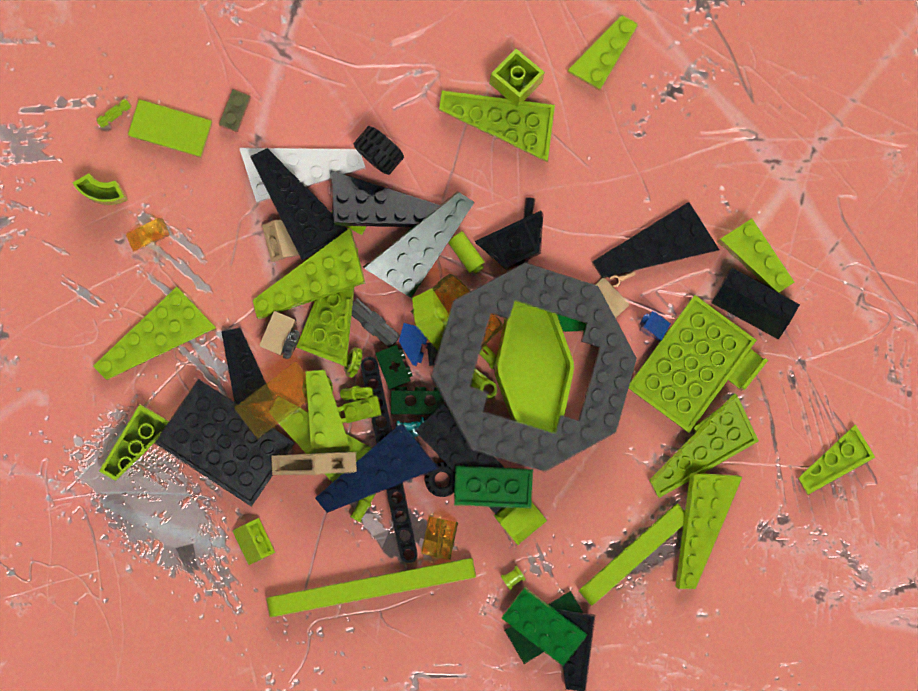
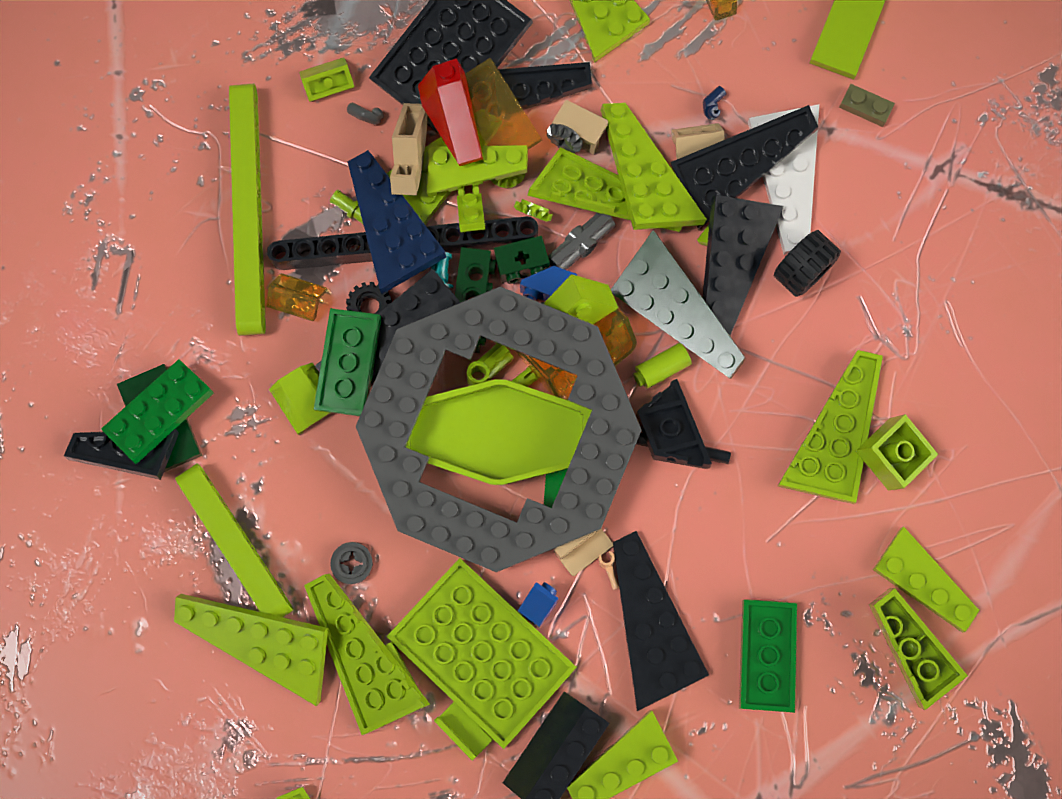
camera: 100 degrees right, 10 degrees down
(247, 232) = (710, 103): none -> dark blue arm
(277, 436) = (449, 107): none -> red wedge
(283, 506) = (365, 115): none -> dark grey arm
(356, 393) = (493, 208): lime axle -> none
(513, 577) = (229, 381): lime bush -> none
(645, 472) = (343, 554): none -> dark grey gear
(662, 53) = (919, 654): none -> lime wedge
(670, 161) = (768, 656): none -> green plate

